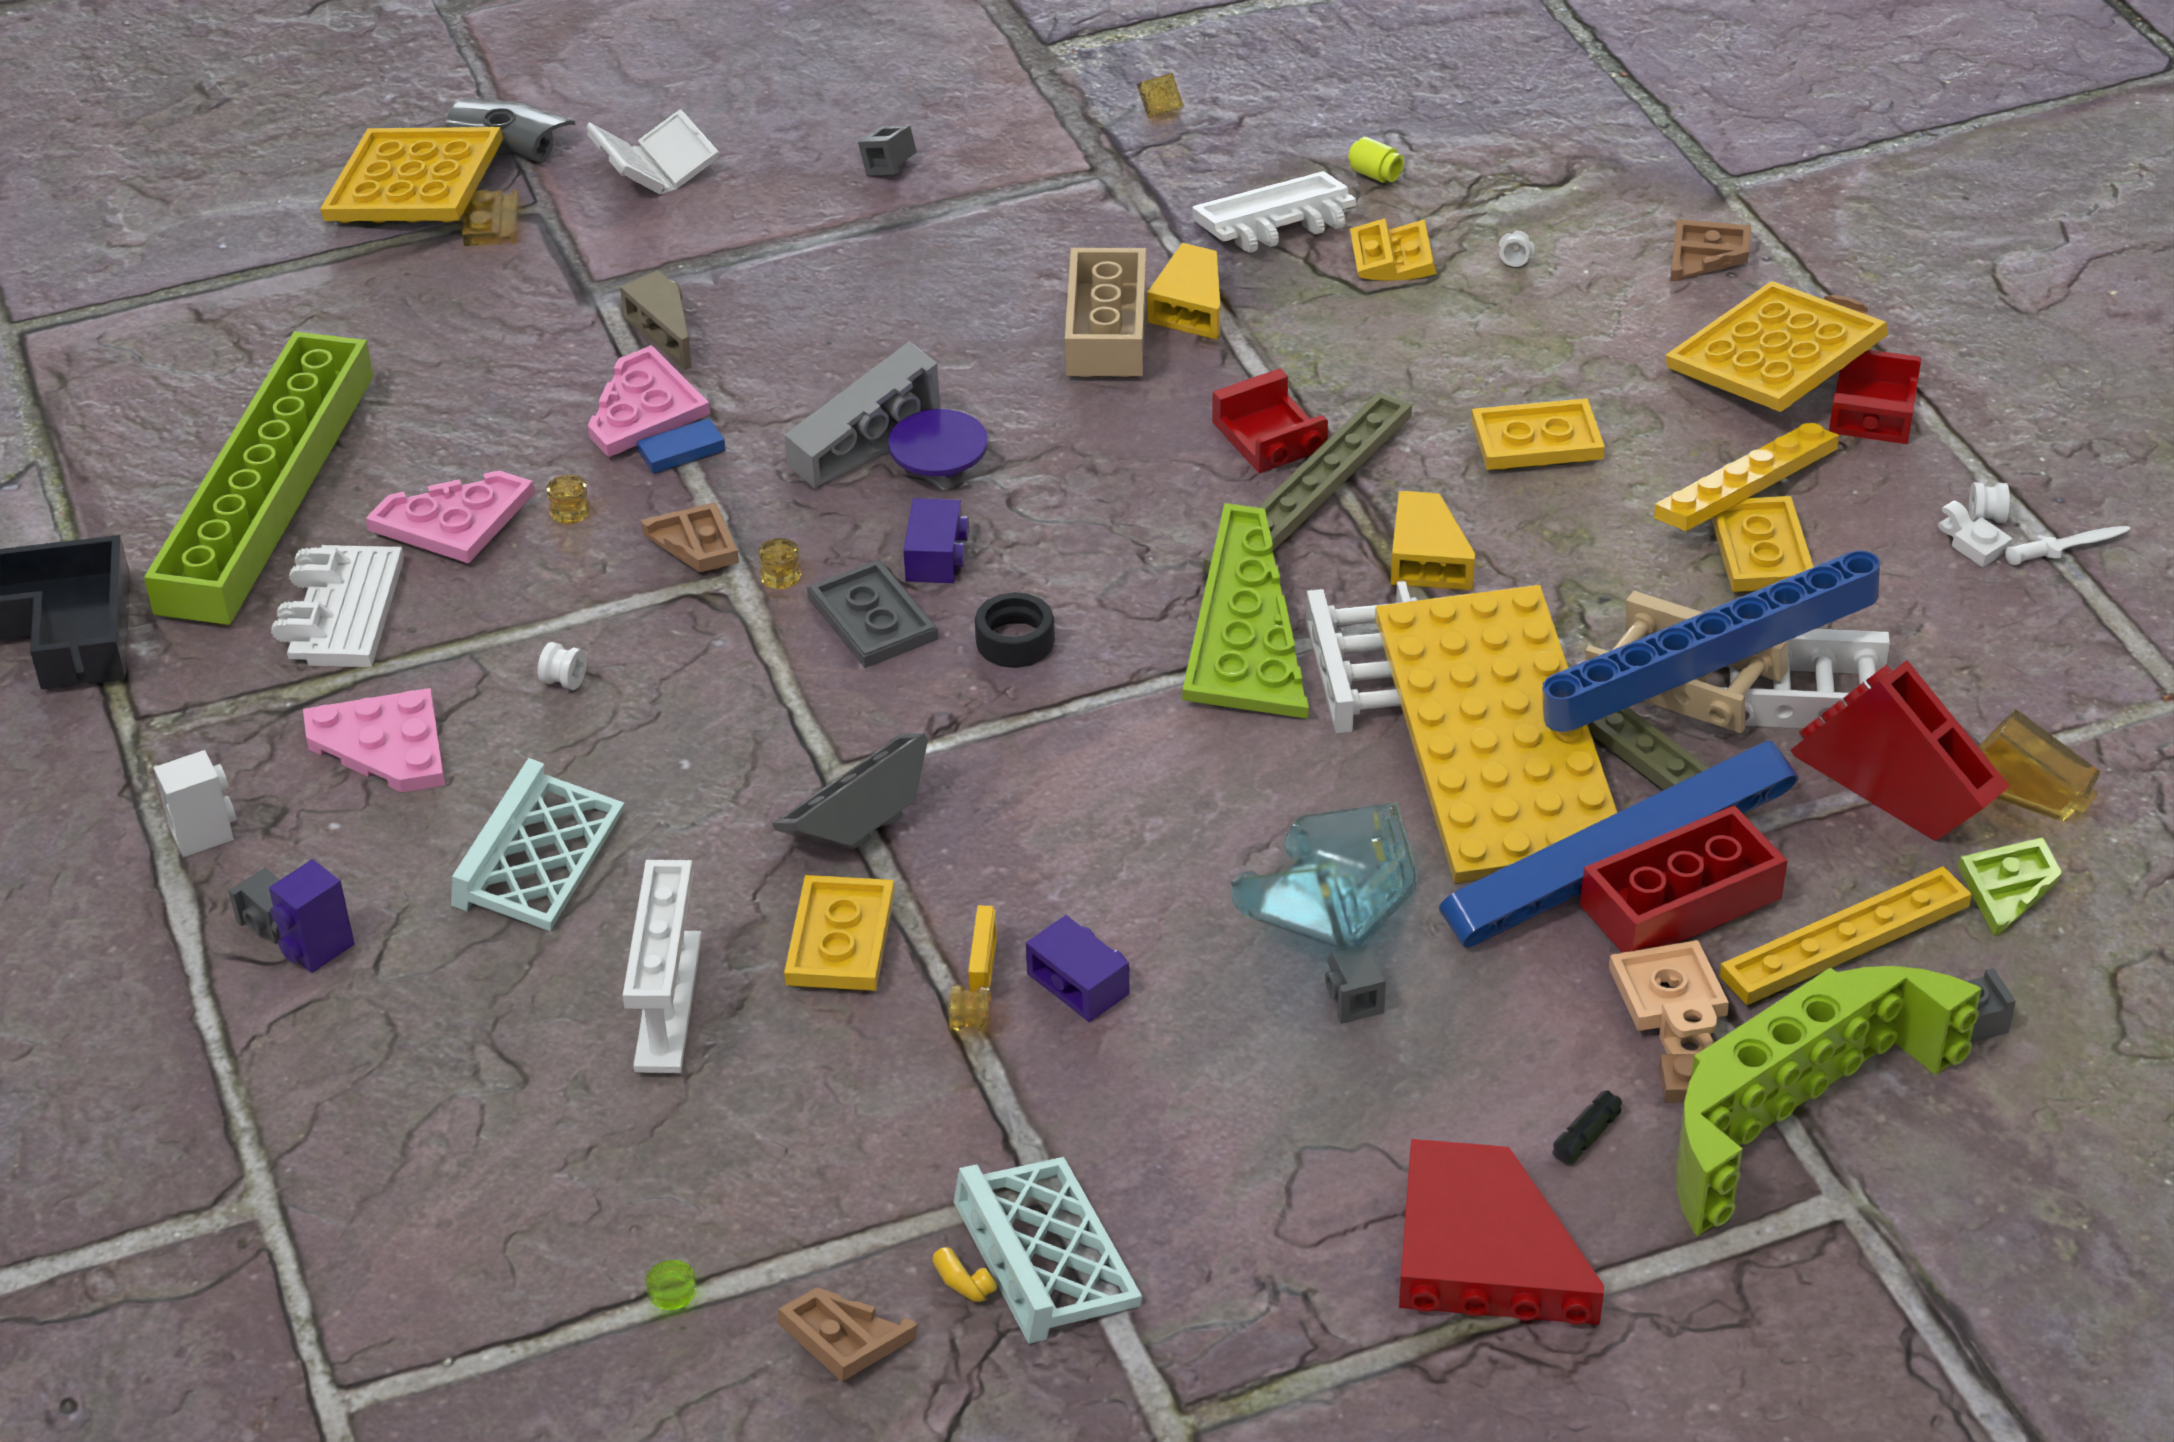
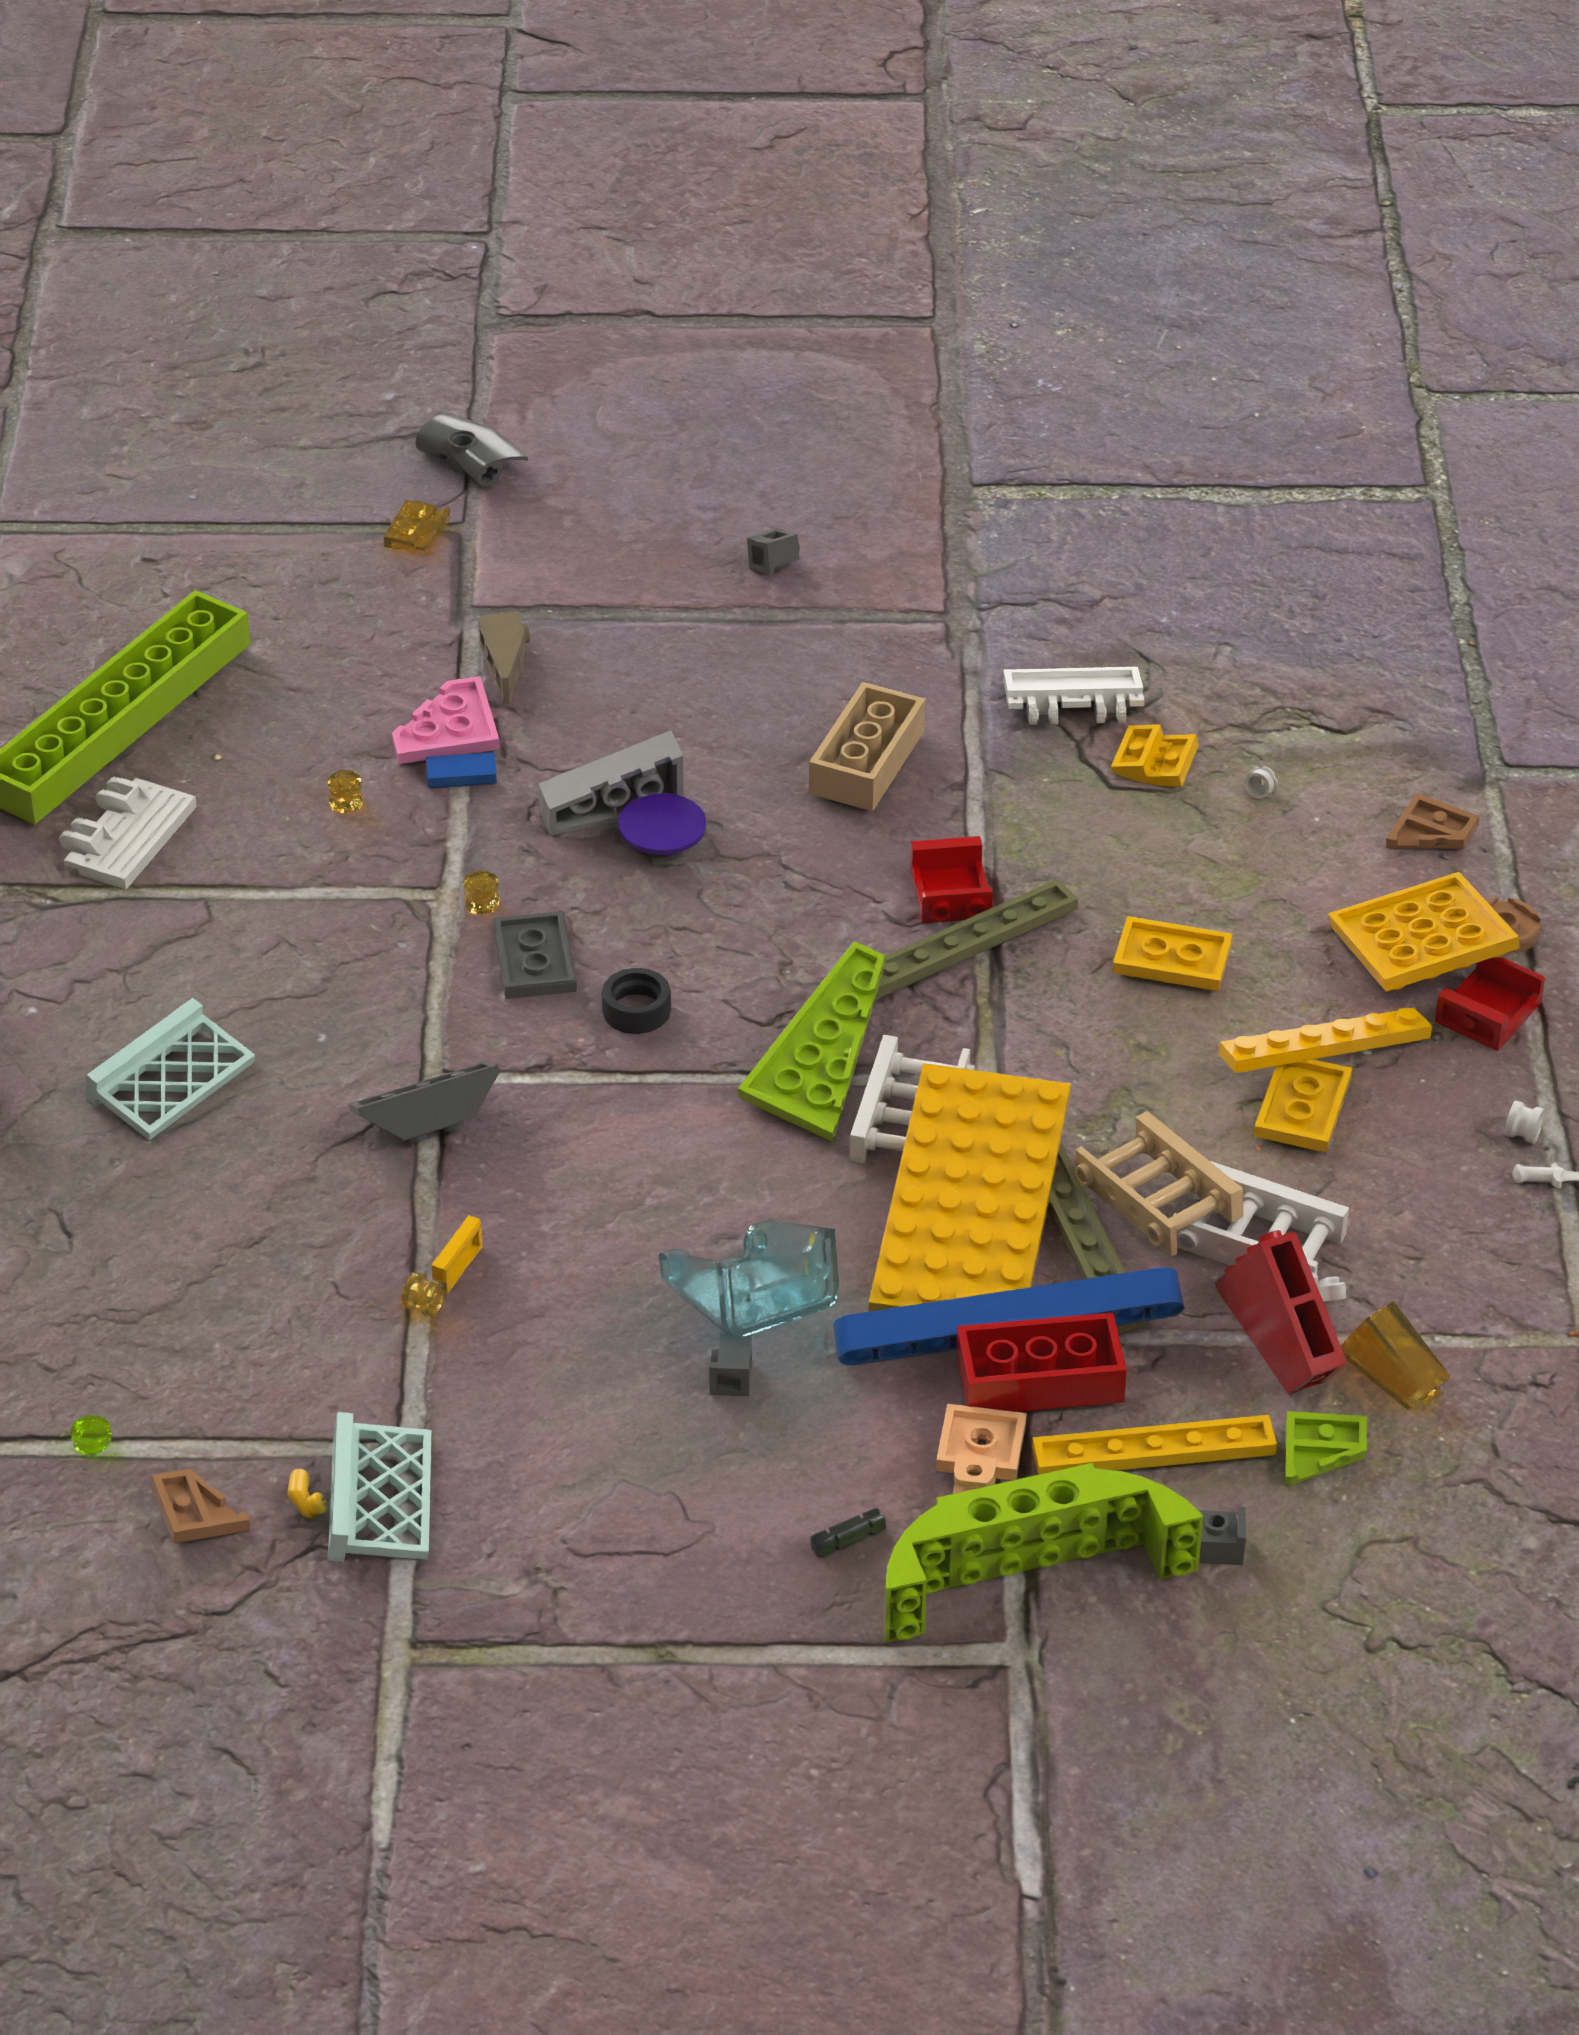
camera: 20 degrees right, 0 degrees up
(381, 736) = (102, 949): bright pink plate -> none
(412, 174) = (369, 472): yellow plate -> none
(452, 516) = (251, 781): bright pink plate -> none
(562, 665) = (265, 930): white wheel -> none
(662, 966) = (199, 1190): white fence -> none
(666, 154) = (577, 515): white piece -> none
(694, 536) = (427, 850): medium nougat wing -> none
(839, 932) = (360, 1206): yellow plate -> none
(934, 540) = (613, 907): dark purple brick -> none
(1078, 968) = (525, 1288): dark purple brick -> none
(1160, 95) = (1036, 559): clear yellow plate -> none
(1187, 293) = (951, 747): yellow slope -> none
(1375, 160) = (1188, 668): neon yellow brick -> none
(1430, 544) = (1013, 1023): yellow slope -> none
(1488, 1240) = (706, 1590): red slope -> none
(1710, 641) = (1172, 1170): blue beam -> none
(1975, 539) = (1495, 1151): white plate -> none

